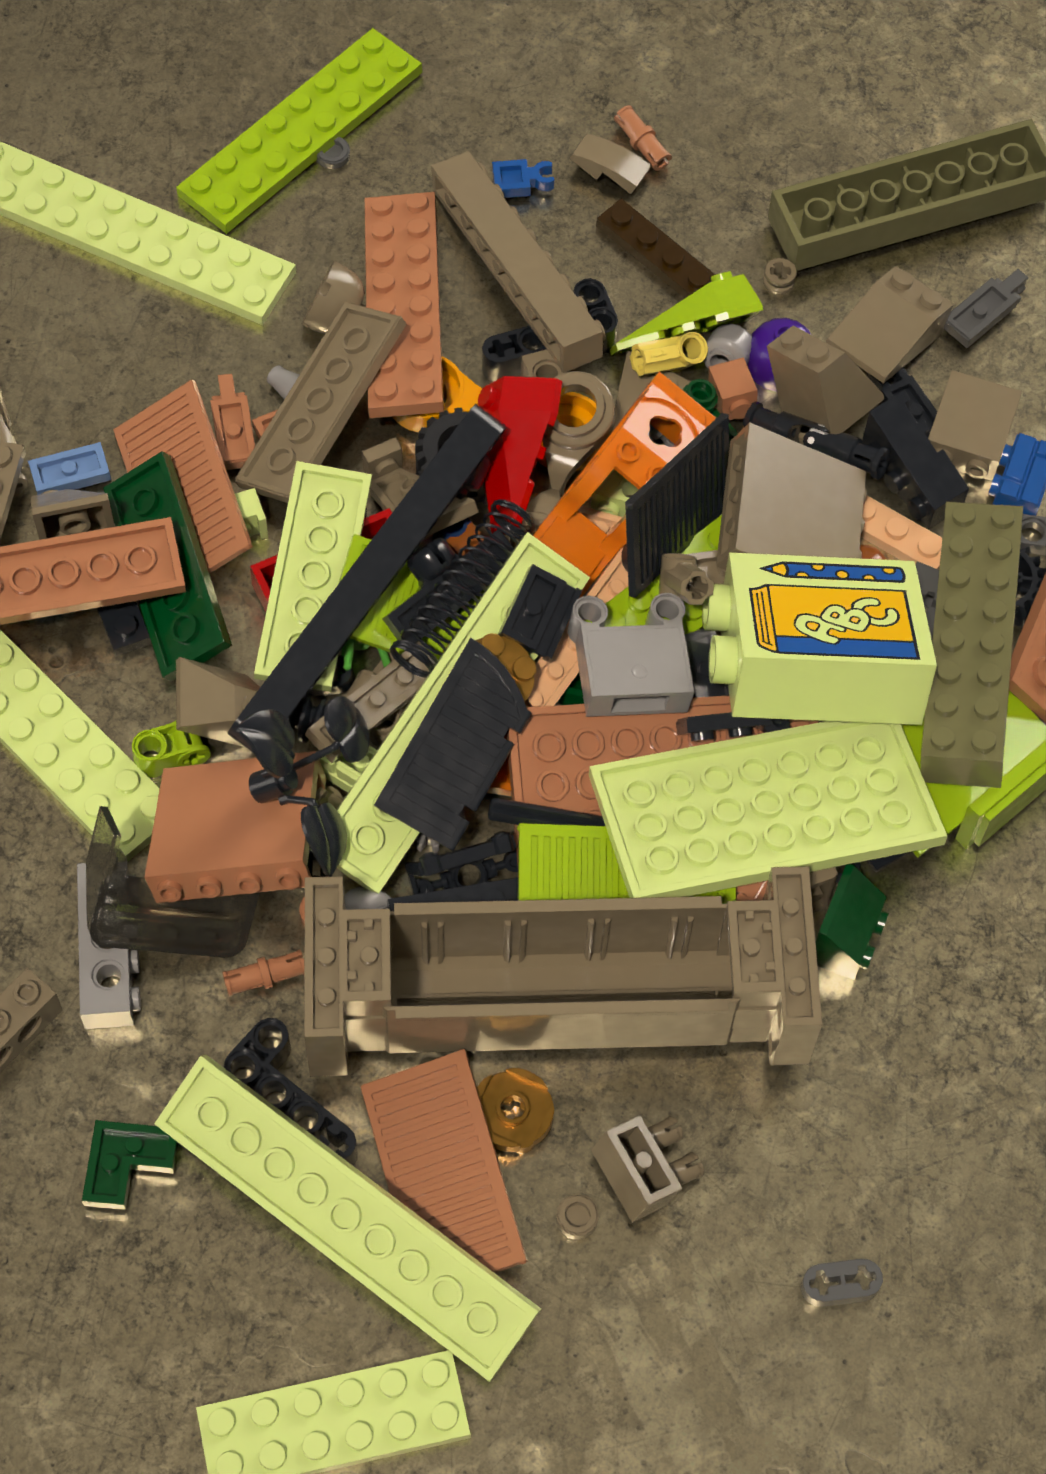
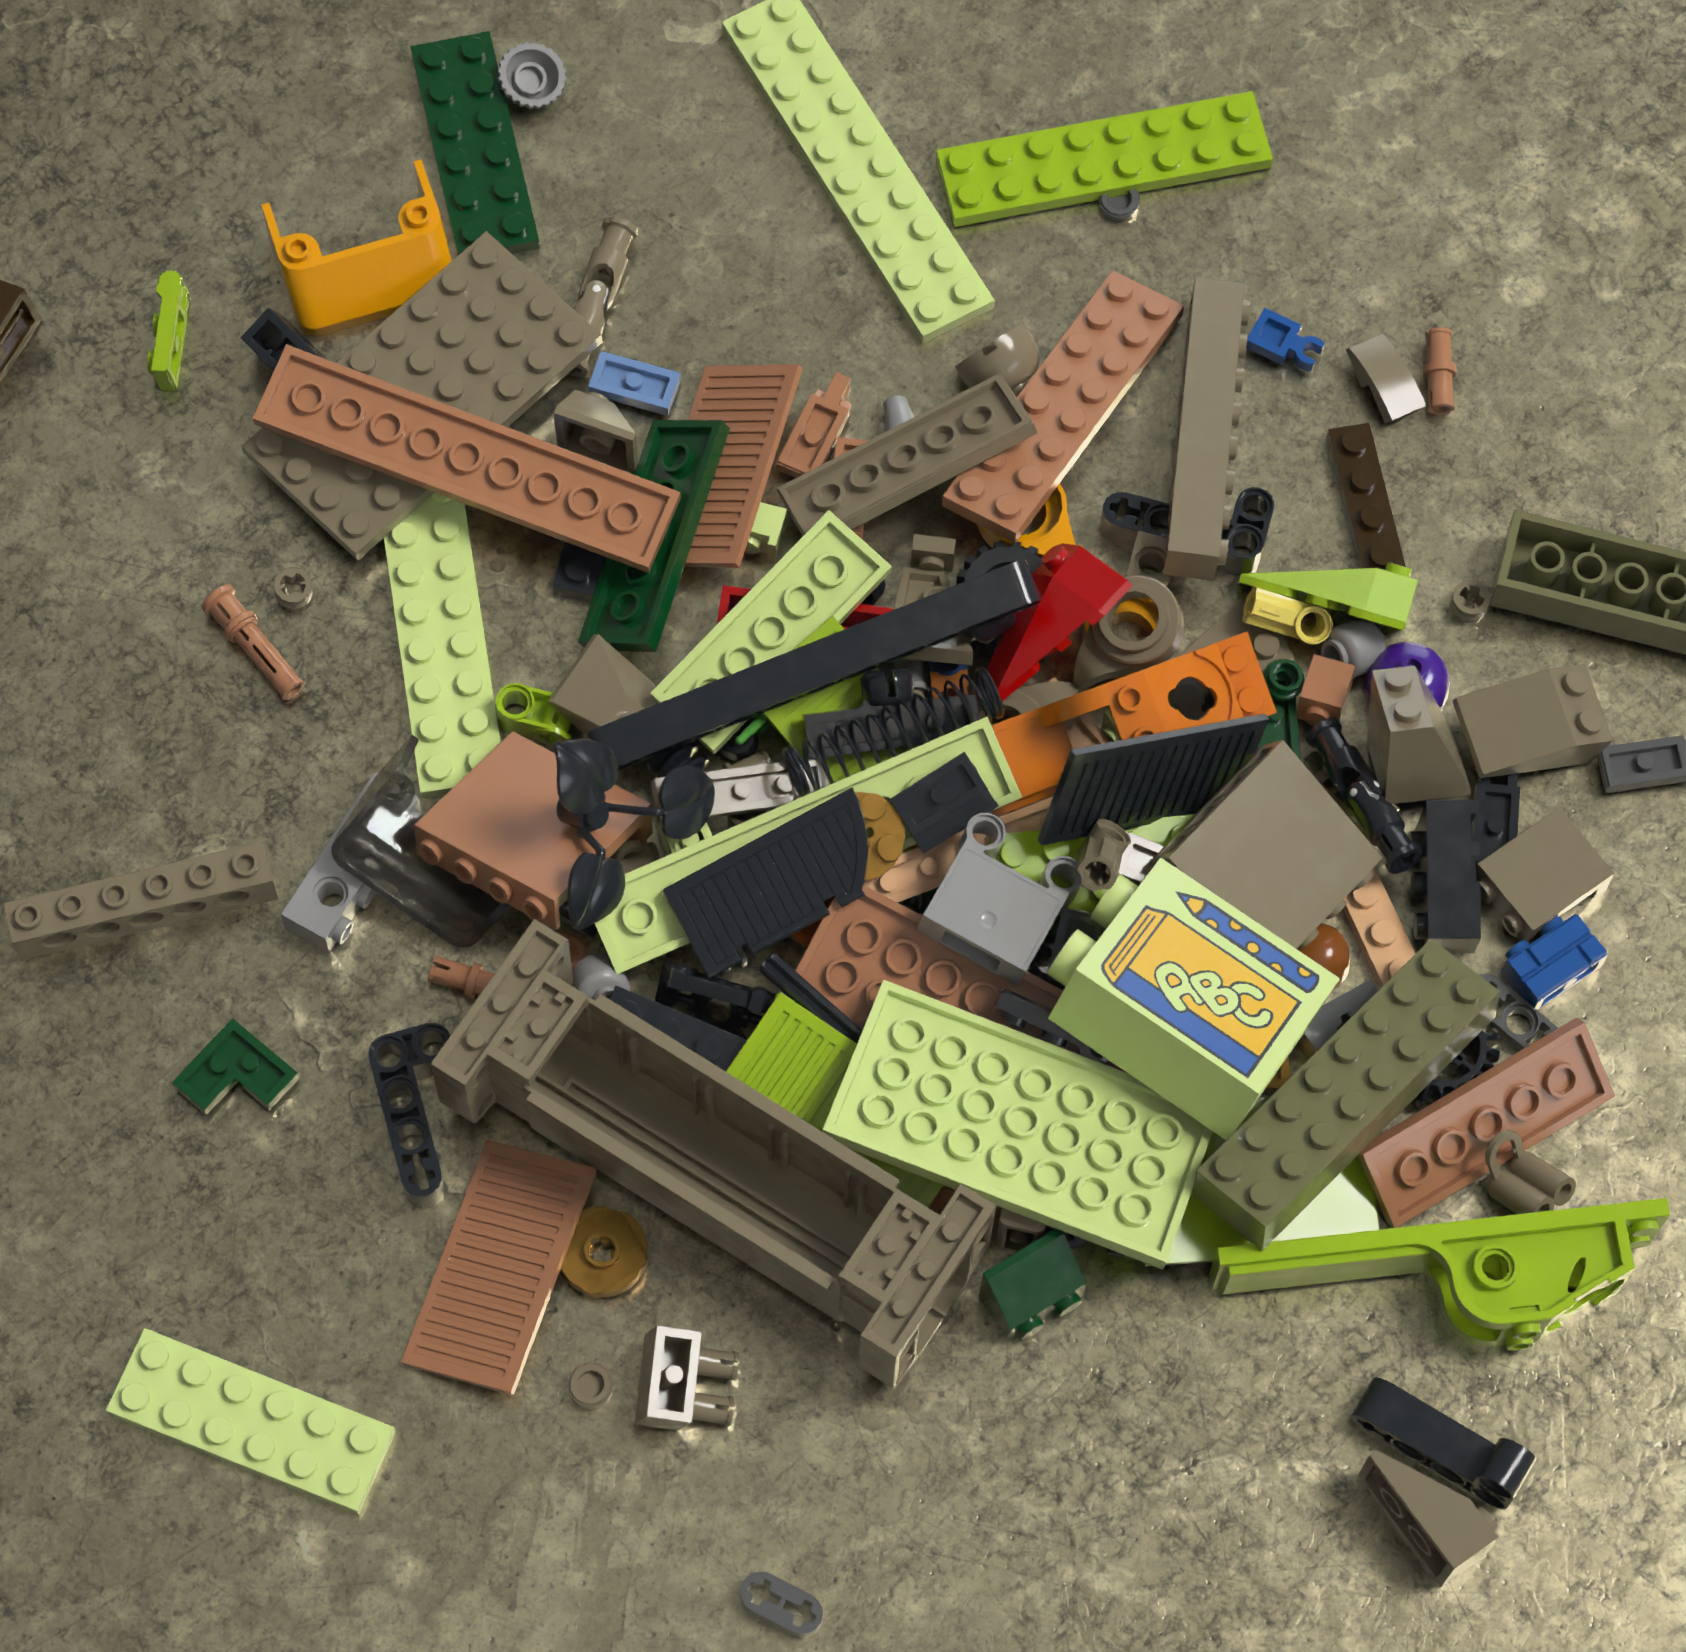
camera: 35 degrees right, 5 degrees up
(348, 1217) = (383, 1250): yellowish green plate -> none

